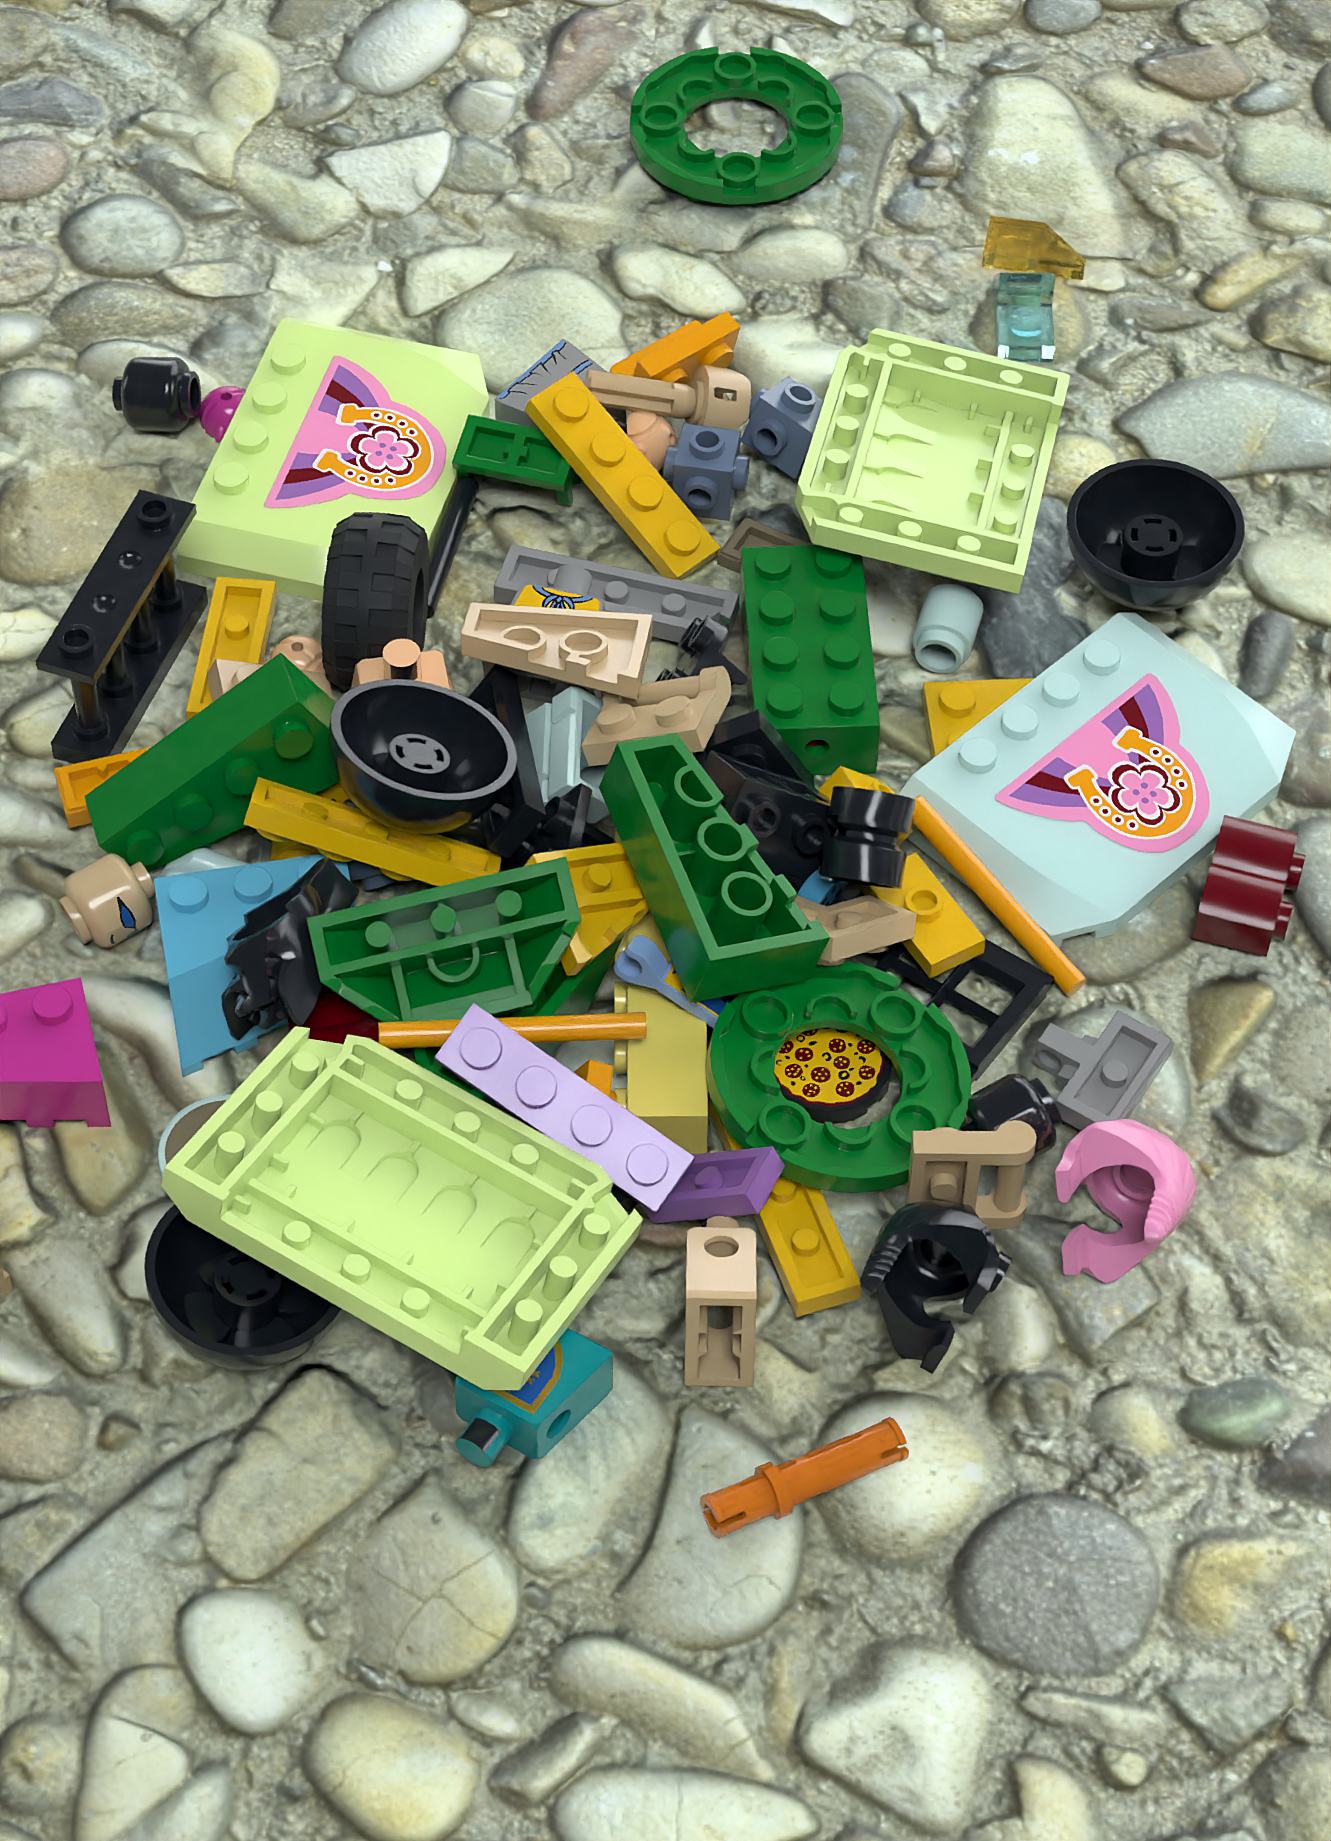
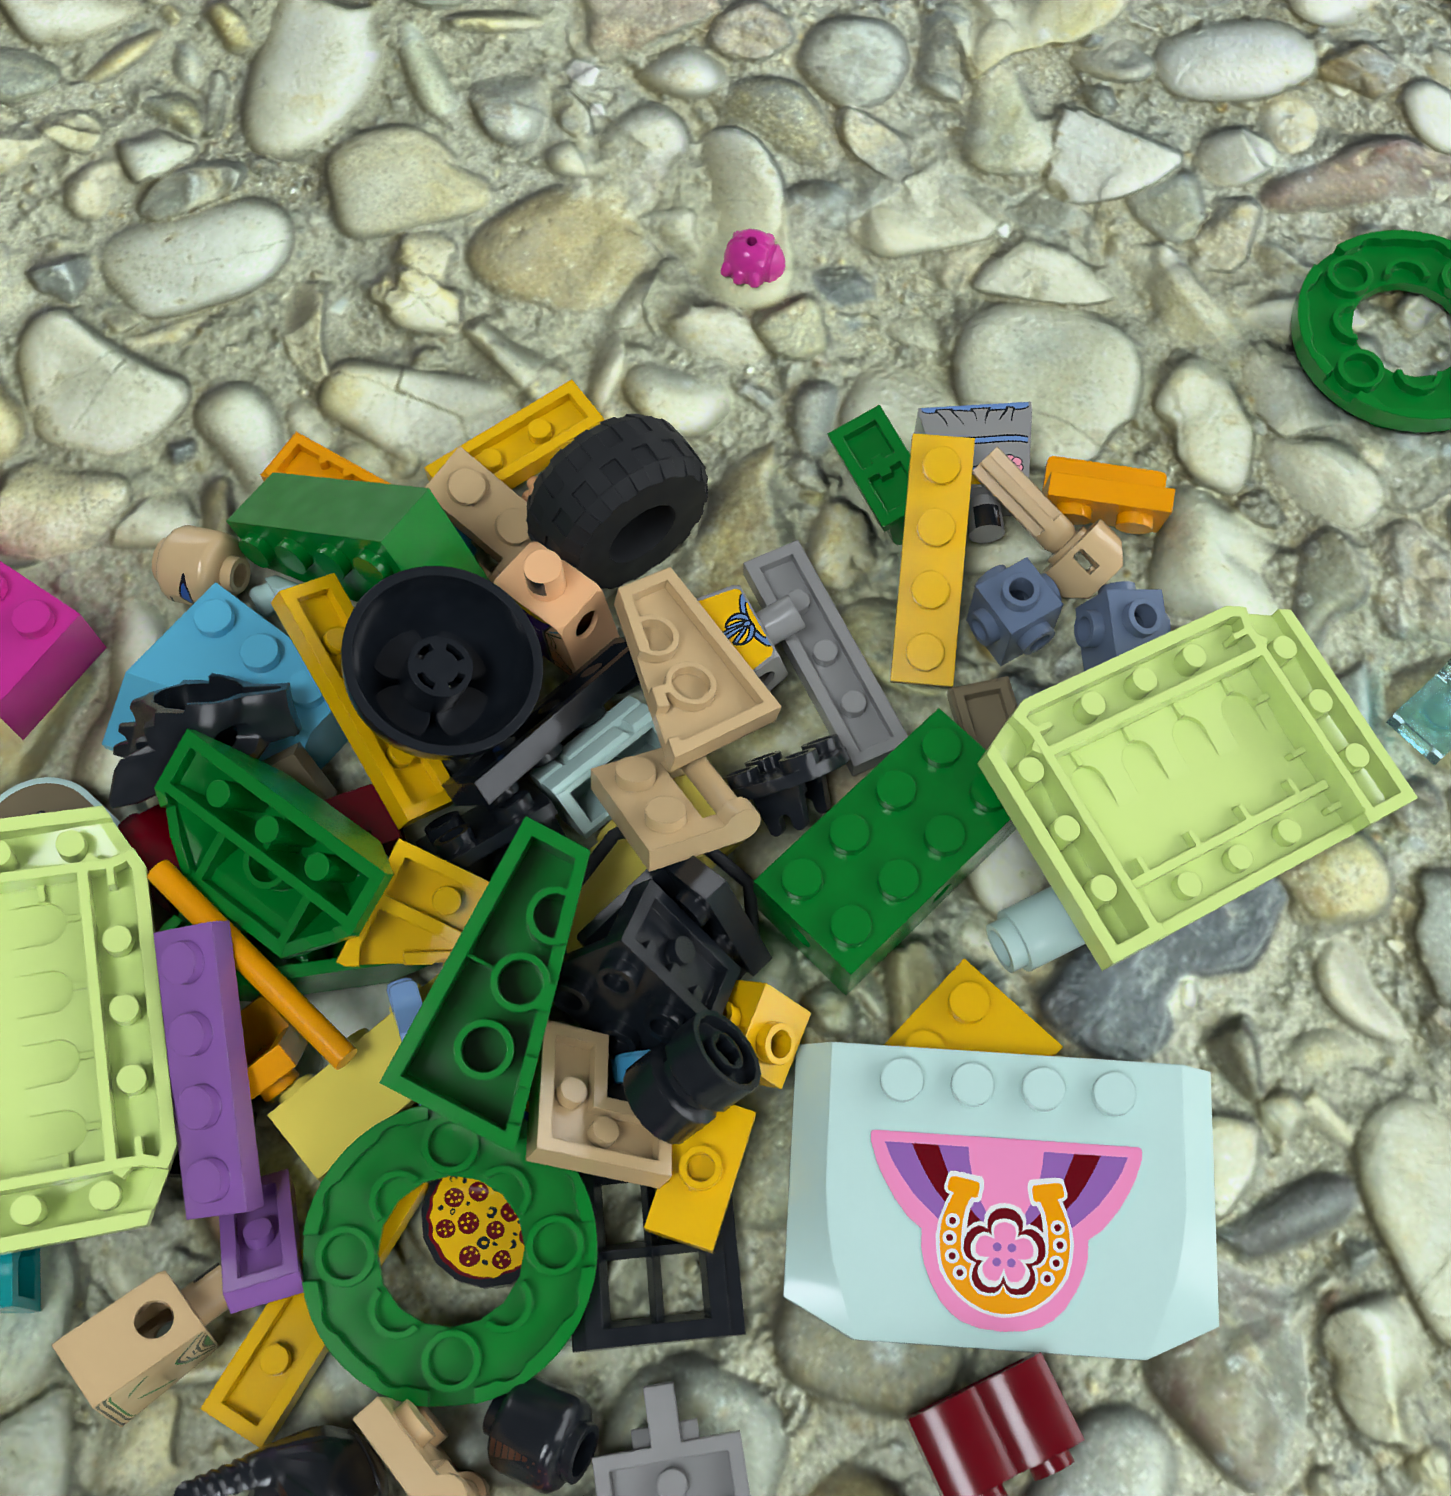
camera: 50 degrees right, 15 degrees up
(123, 629) = (447, 399): black fence -> none
(157, 394) = (708, 200): black head -> none
(329, 432) = (778, 352): yellowish green slope -> none
(449, 538) = (766, 496): black bar -> none
(651, 436) = (1001, 543): light nougat animal -> none
(996, 897) = (777, 1216): light orange bar -> none
(1154, 533) = (1324, 1000): black piece -> none

